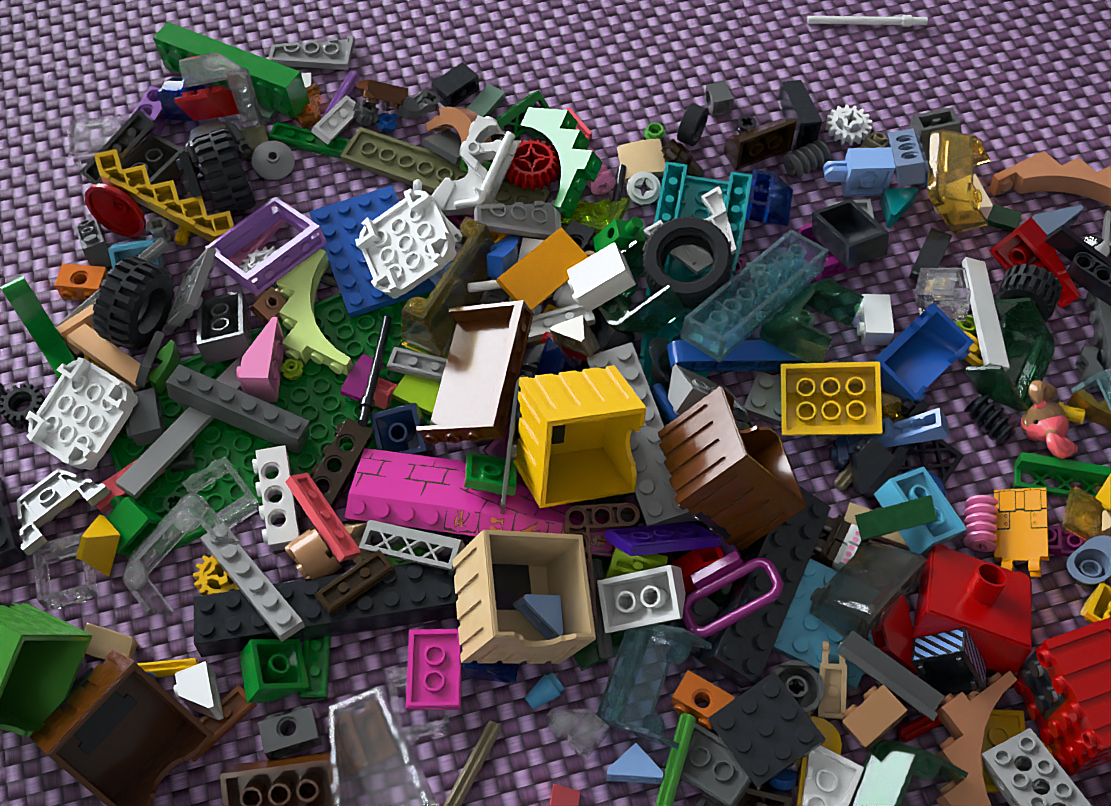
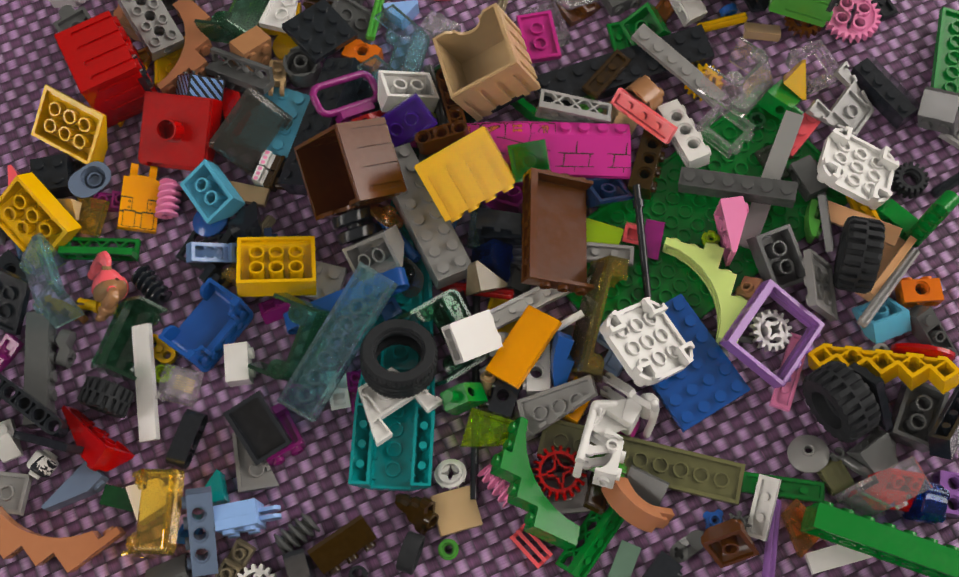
camera: 175 degrees right, 10 degrees up
(512, 448) = (514, 163): dark grey piece -> none
(543, 613) = (470, 72): light blue slope -> none
(769, 199) = (331, 476): clear blue slope -> none
(896, 518) = (229, 173): dark green tile -> none

